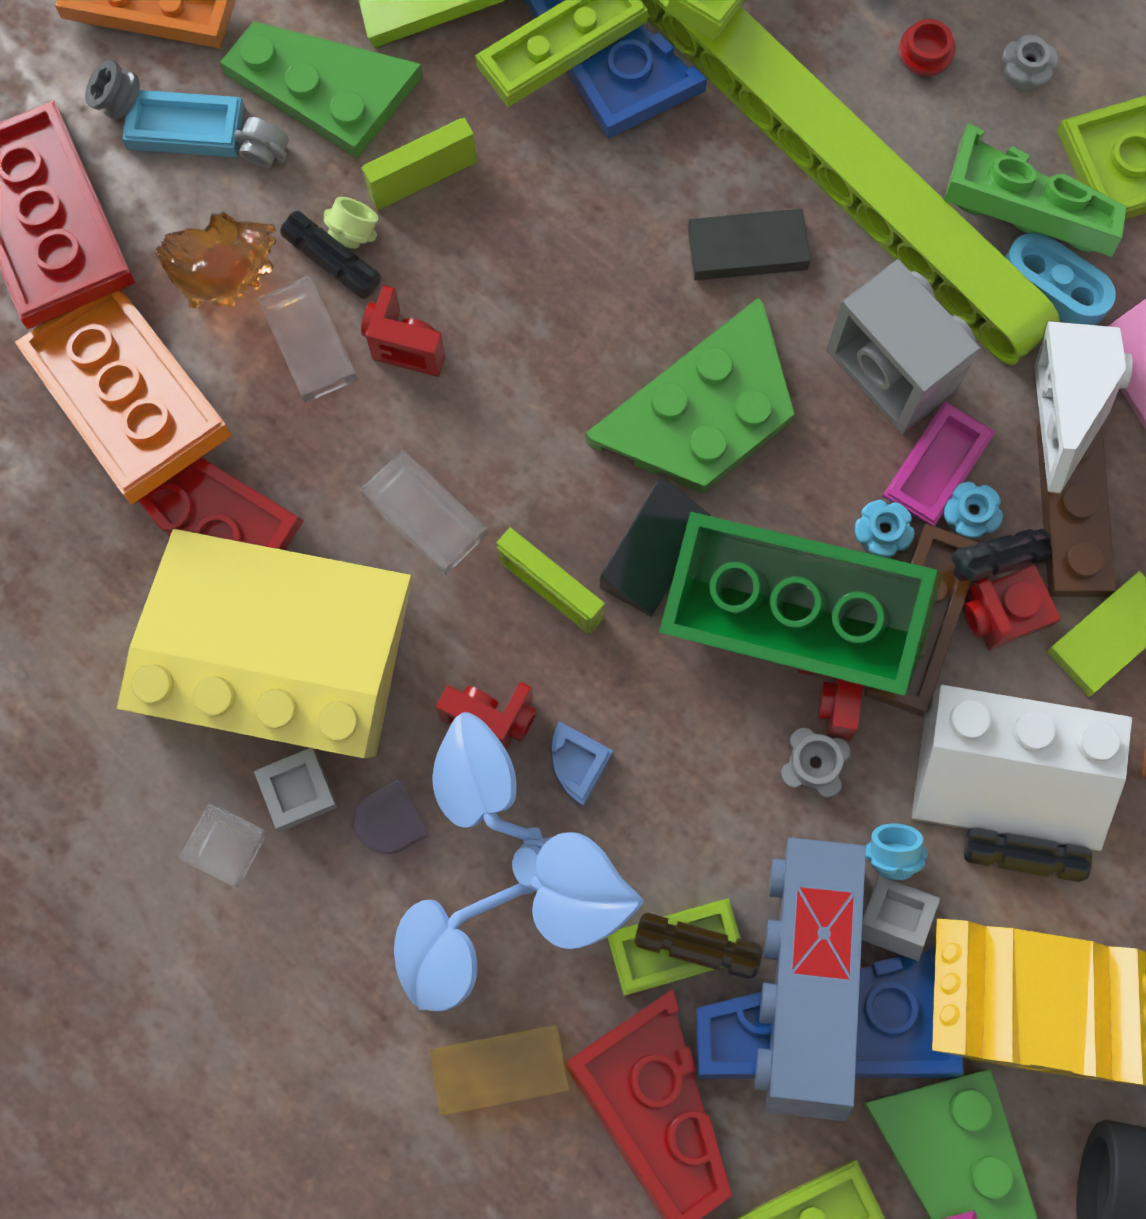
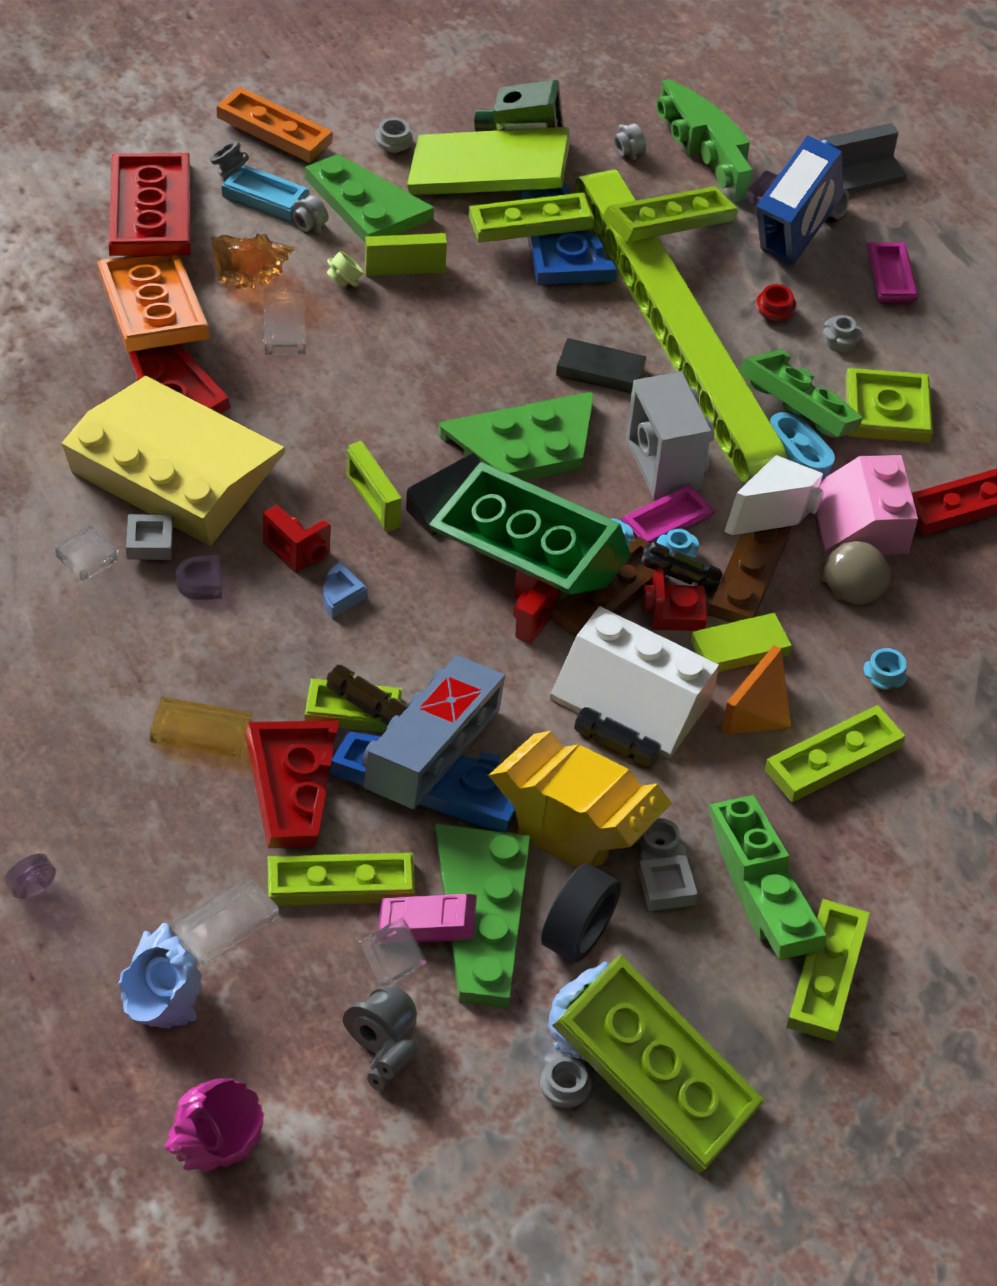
camera: 15 degrees right, 25 degrees down
(330, 254) = (322, 283): black axle -> none
(402, 344) = (344, 337): red bracket -> none
(424, 512) = (311, 430): clear tile -> none
(576, 884) = (301, 592): light blue plant -> none
(830, 752) = (500, 639): light grey plate -> none
(896, 851) = (527, 701): medium azure plate -> none
(899, 918) = (505, 732): light grey plate -> none

